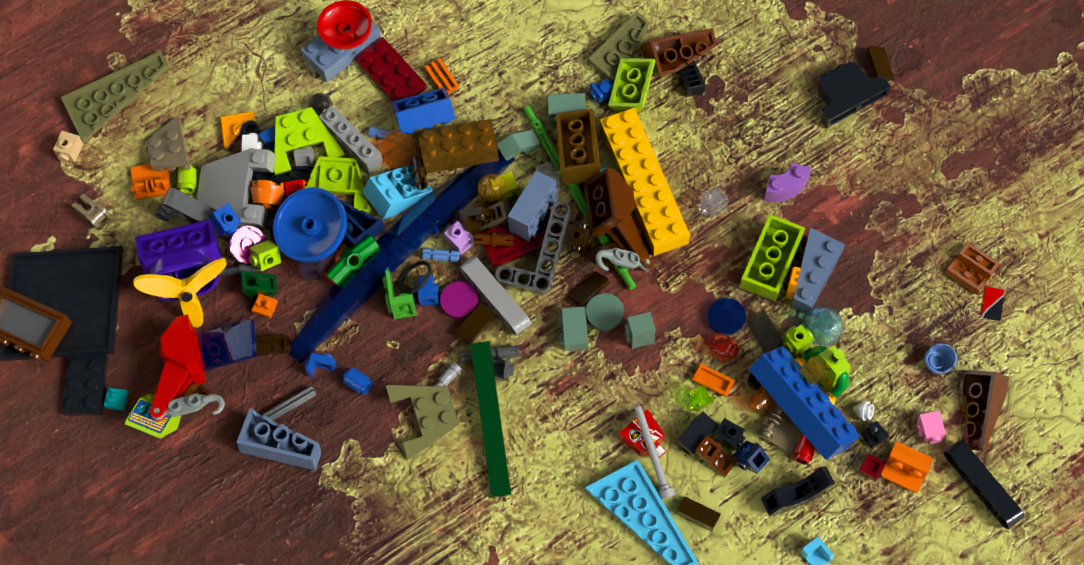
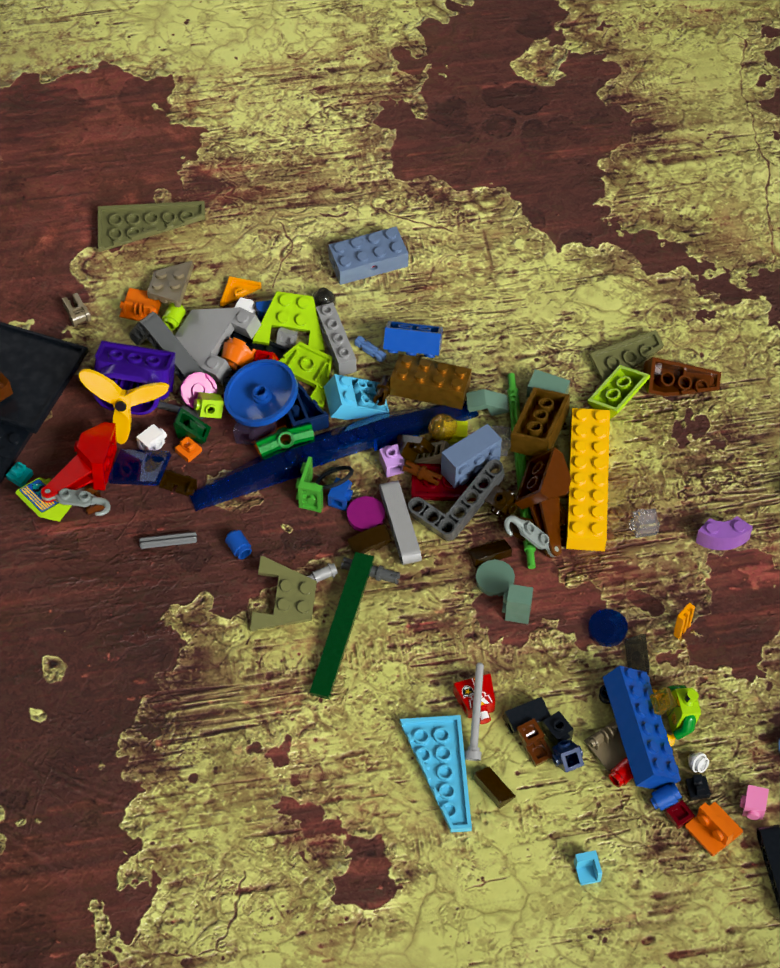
camera: 20 degrees right, 10 degrees down
(68, 147) = (83, 249): tan brick -> none
(225, 220) = (188, 359): blue brick -> none
(226, 311) = (151, 438): none -> white brick
(250, 124) = (251, 292): black bush -> none
(276, 442) = (139, 565): sand blue wedge -> none
(322, 361) = (213, 514): blue bracket -> none
(344, 16) = (376, 236): red dish -> none
(390, 71) = (401, 295): dark red plate -> none
(398, 149) = (374, 363): clear orange tile -> none
(434, 65) = (444, 307): orange tile -> none
(440, 254) = (368, 469): medium blue axle -> none
(503, 369) = (375, 587): dark grey bracket -> none
(574, 329) = (458, 580): sand green brick -> none
(601, 91) = (587, 387): blue bracket -> none
(695, 89) = (676, 419): black slope -> none
(700, 399) = (546, 687): clear neon green tile -> none
(713, 380) = (567, 677): orange tile -> none
(723, 348) = (590, 652): clear red head -> none
(760, 400) = (602, 712): clear orange brick -> none
(772, 257) = (681, 584): lime brick -> none
(799, 493) = (595, 808): black arch -> none
(801, 345) = (664, 673): lime brick -> none
(817, 265) = (714, 618): sand blue wedge -> none
(824, 325) = (696, 672): clear light blue cylinder -> none
(853, 456) = (665, 796): none -> blue brick

